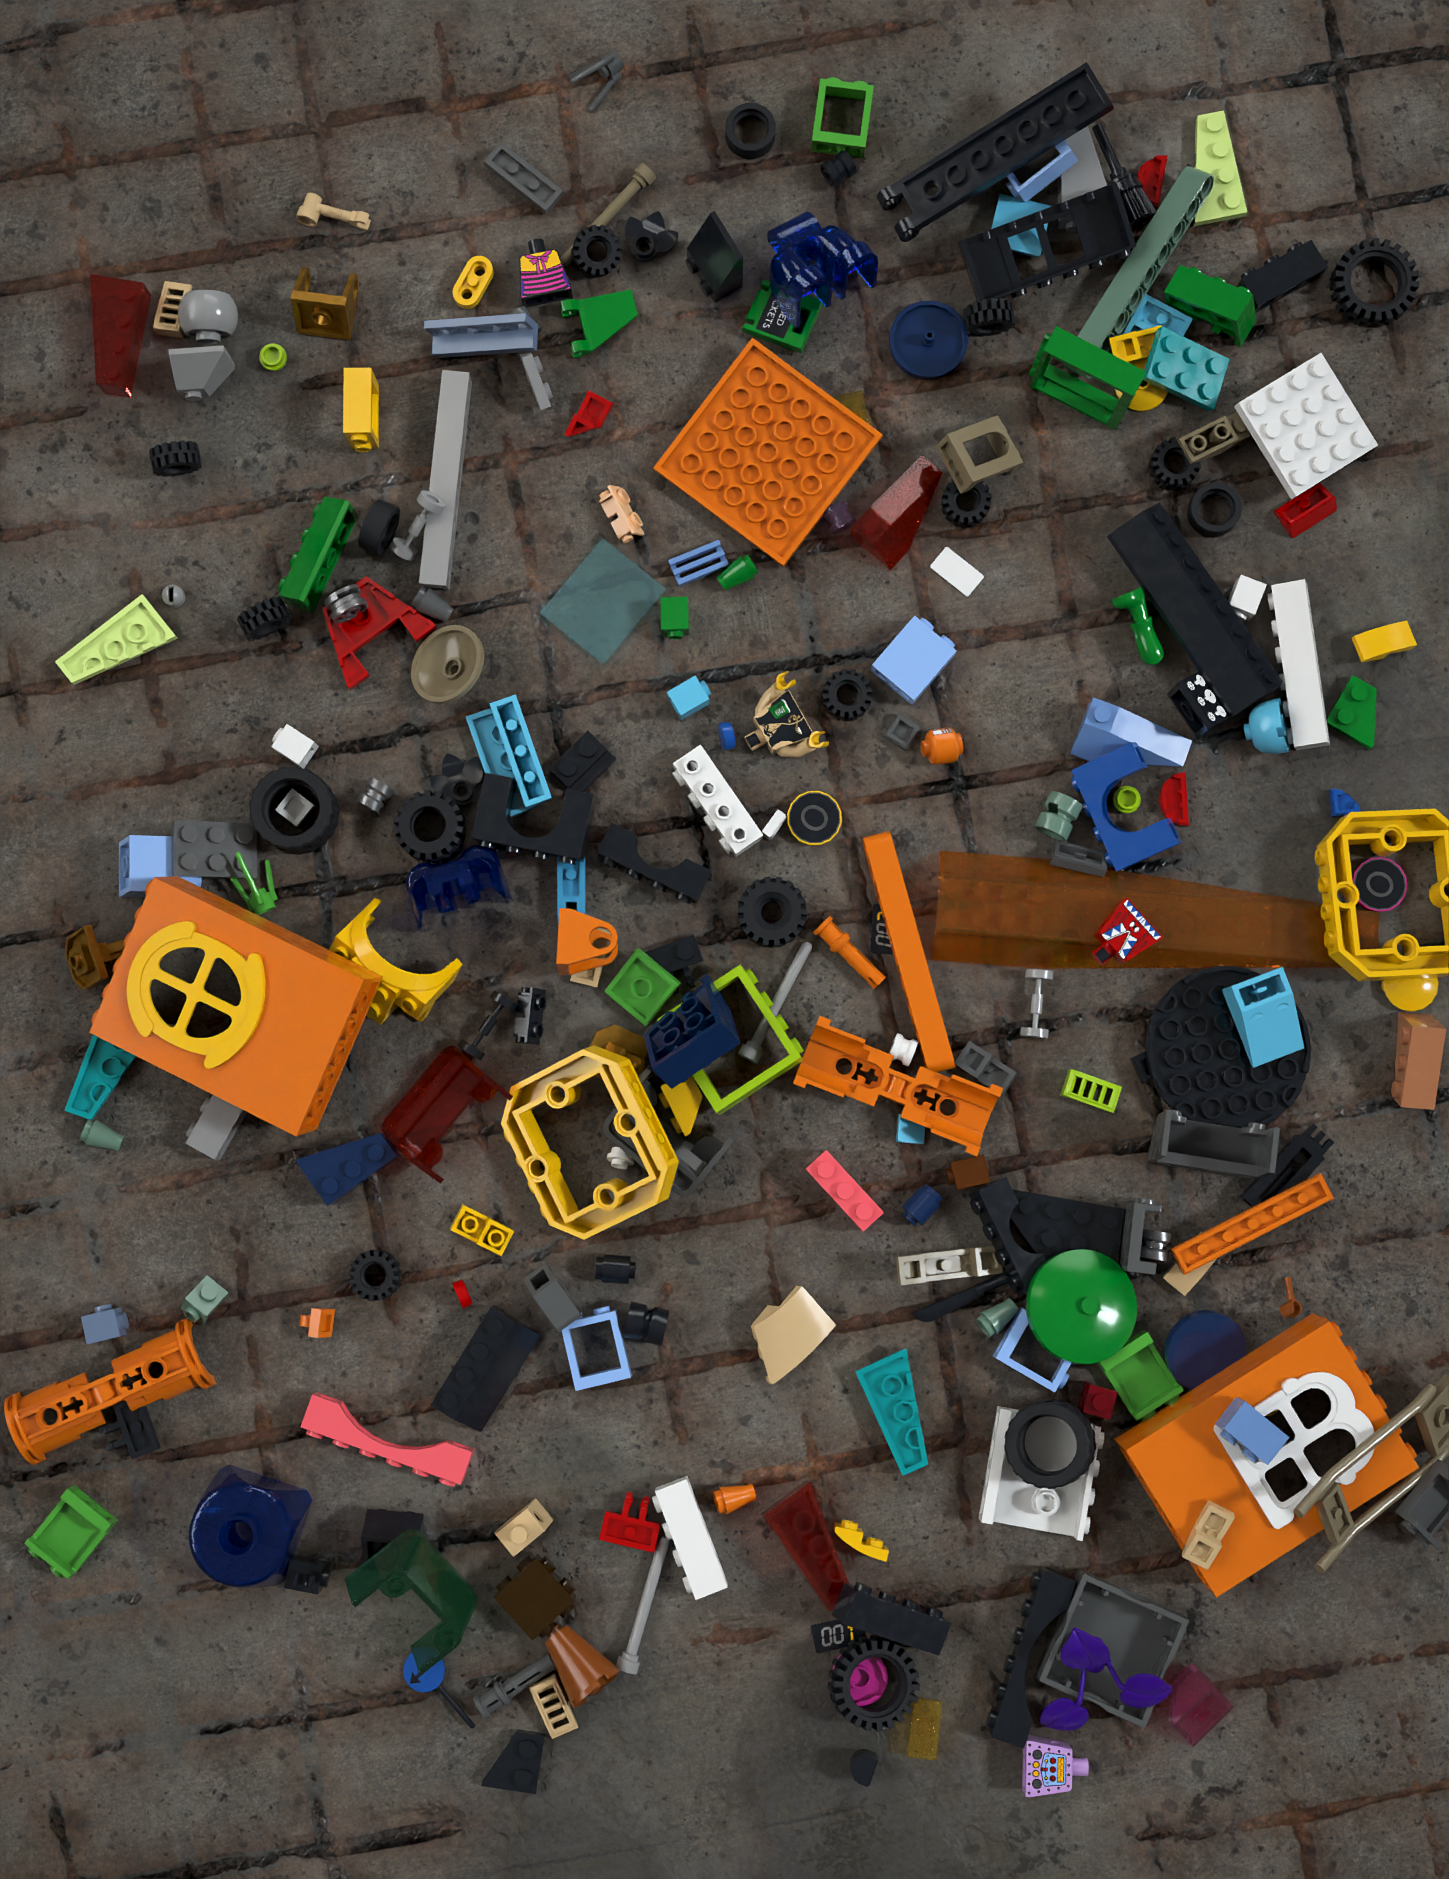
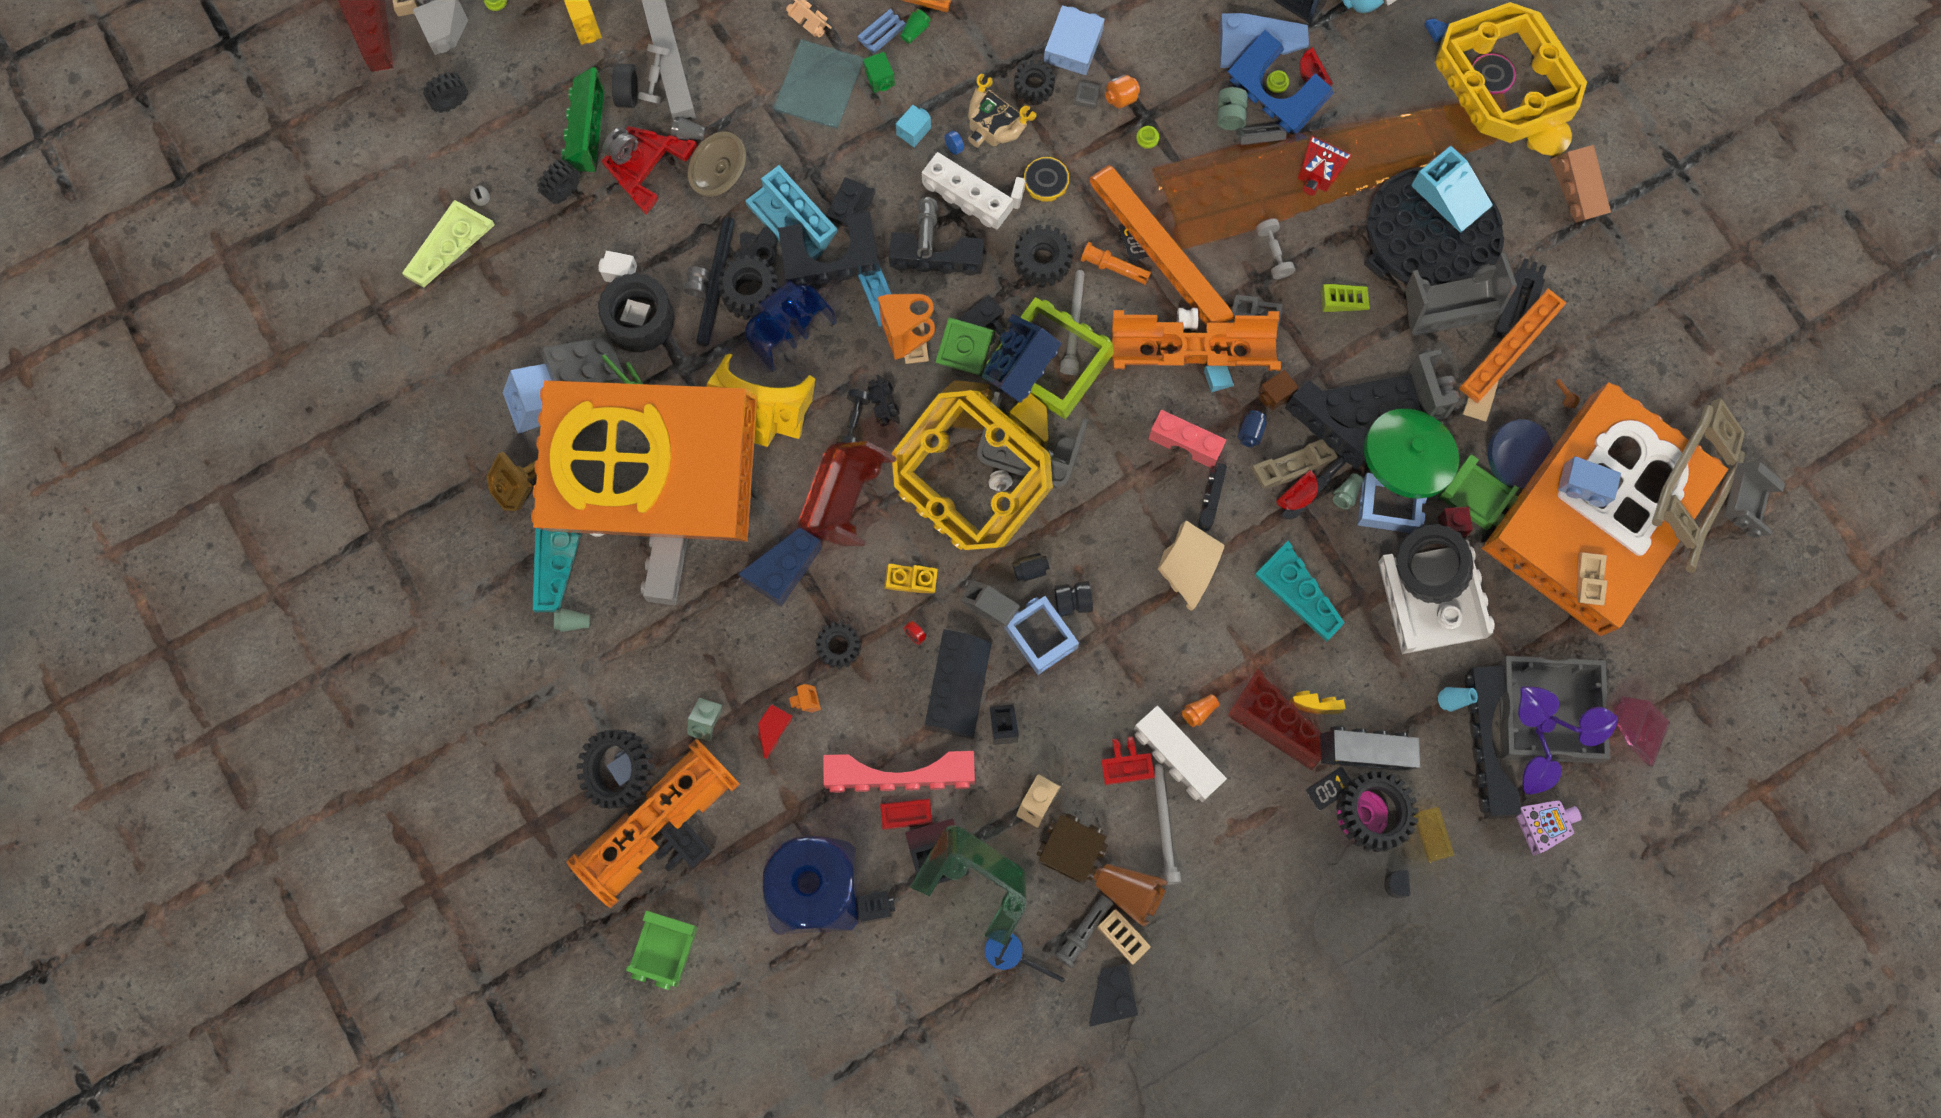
camera: 20 degrees left, 10 degrees down
(63, 1325) = (591, 769): none -> black tyre
(271, 1339) = (771, 728): none -> red slope
(378, 1486) = (906, 814): none -> red tile
(402, 791) = (713, 292): none -> black axle
(517, 1431) = (1004, 724): none -> black slope
(657, 821) = (926, 220): none -> dark grey pin
(843, 1268) = (1212, 498): none -> black hinge
(945, 1298) = (1300, 493): none -> red tile
(949, 811) = (1147, 137): none -> lime plate
(1011, 1594) = (1456, 698): none -> medium azure cone

